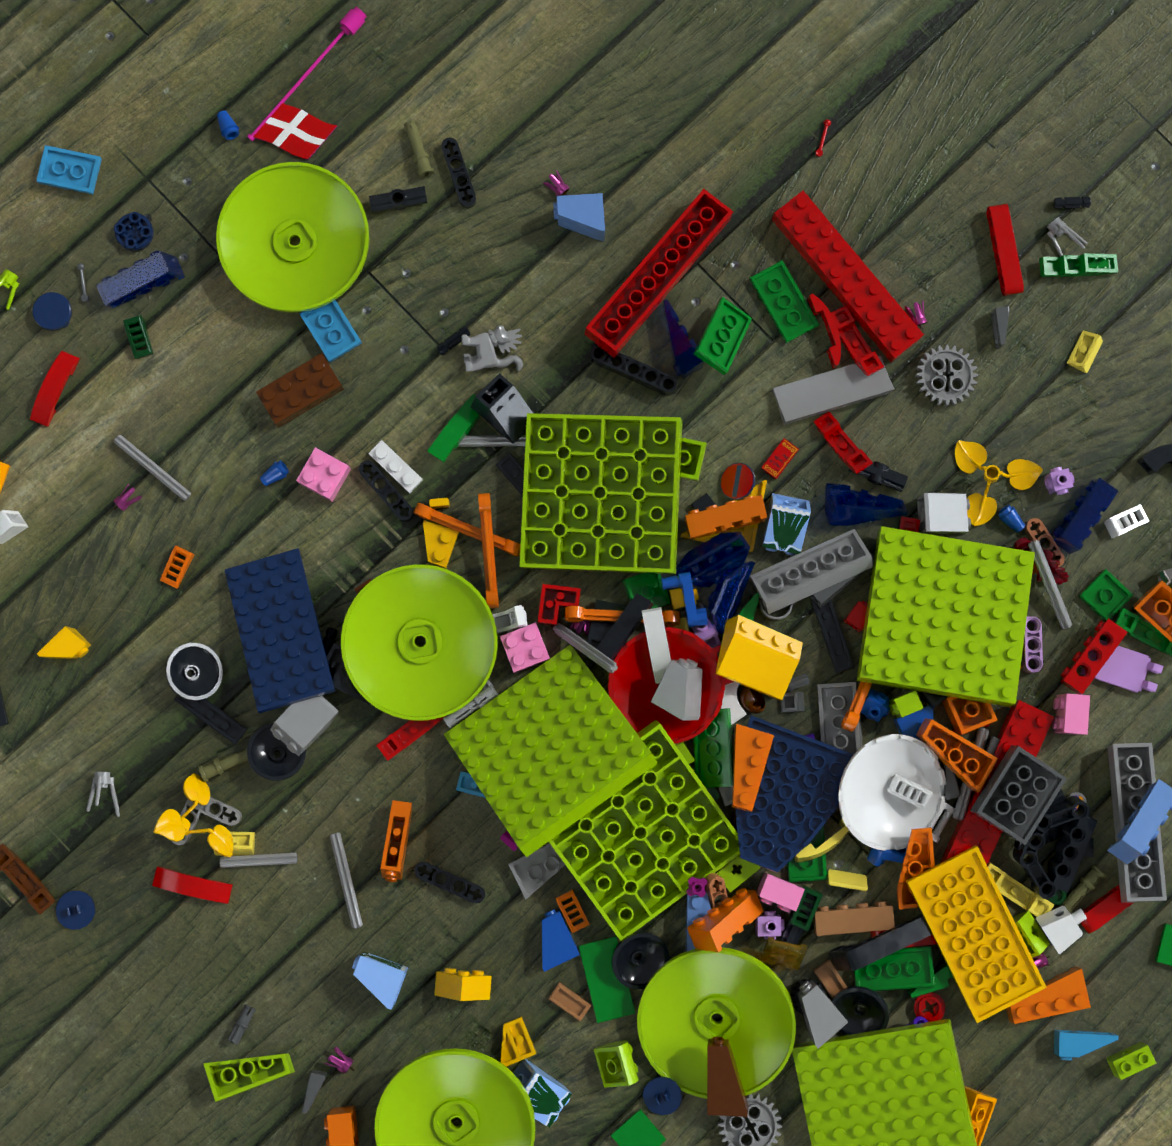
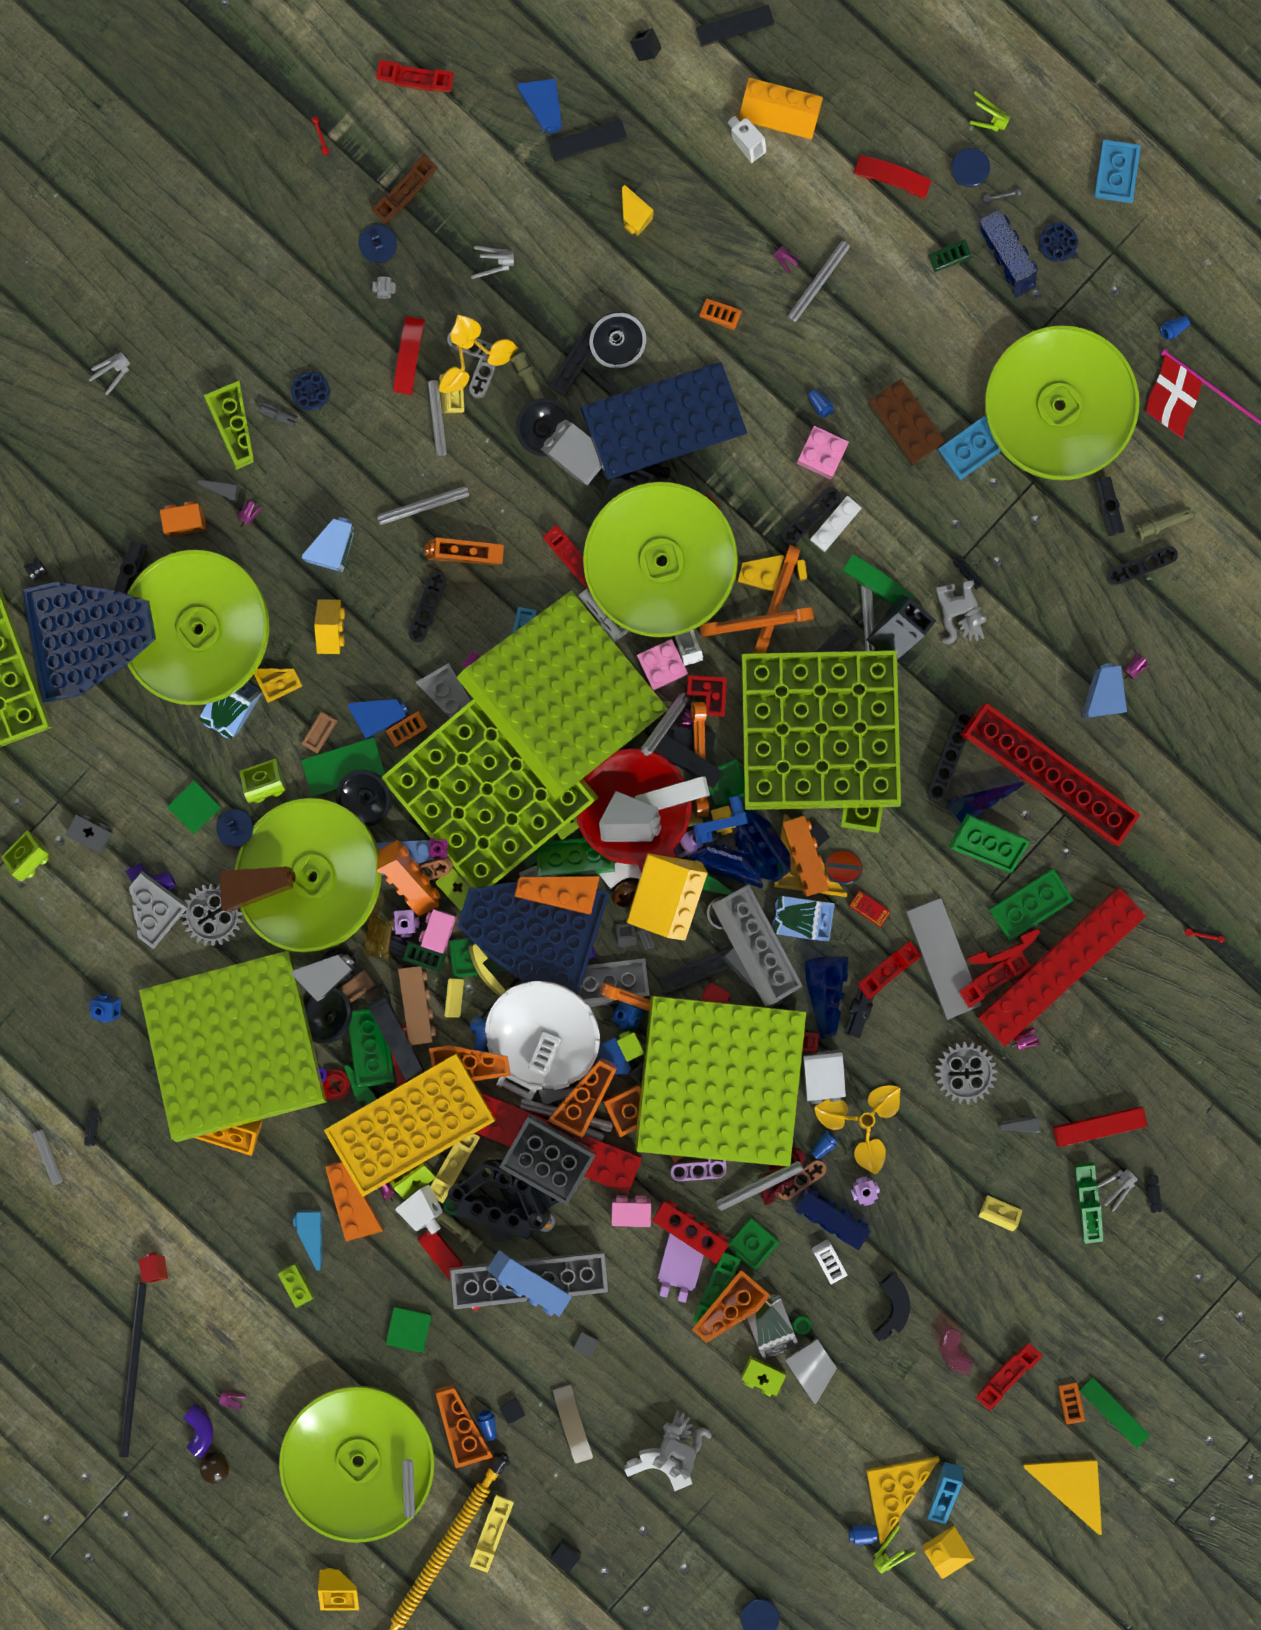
camera: 90 degrees right, 5 degrees up
(120, 906) = (384, 287): none -> light grey gear
(220, 989) = (310, 391): none -> dark blue tile

